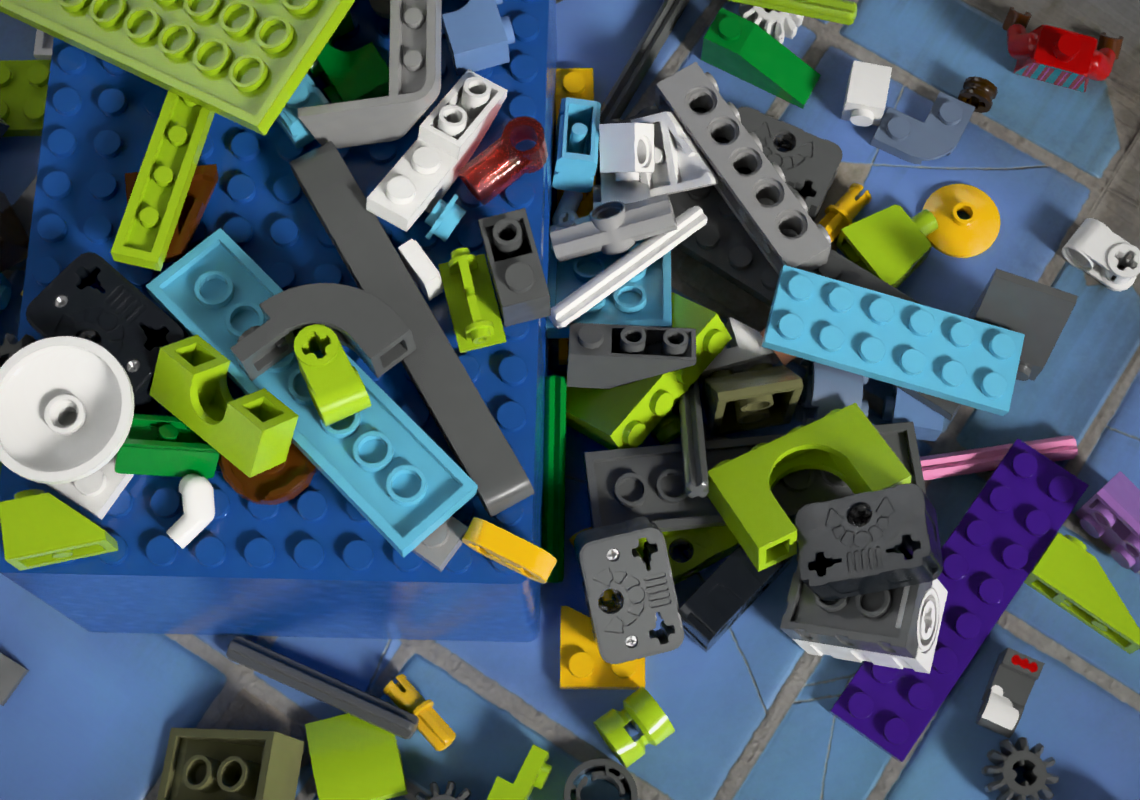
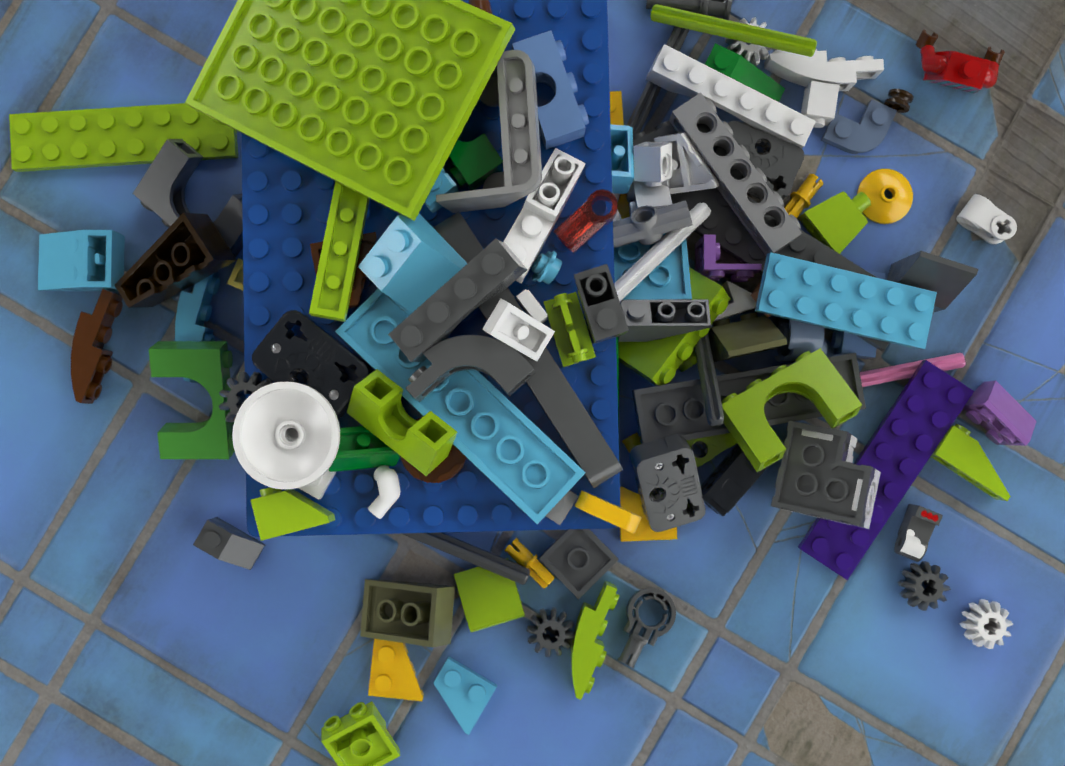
camera: 10 degrees left, 15 degrees up
(272, 210) = (411, 262): none -> medium azure slope
(330, 379) = (479, 406): lime piece -> none
(350, 207) = (473, 285): none -> dark grey arch
(395, 280) = (518, 330): none -> white slope
(494, 709) = (578, 560): none -> dark grey plate
(647, 719) = (682, 567): lime wheel -> none
(675, 43) = (690, 77): none -> white arch
(742, 302) = (707, 253): none -> medium lavender bracket
(841, 44) = (838, 71): none -> white slope
(887, 553) = (835, 463): black axle -> none

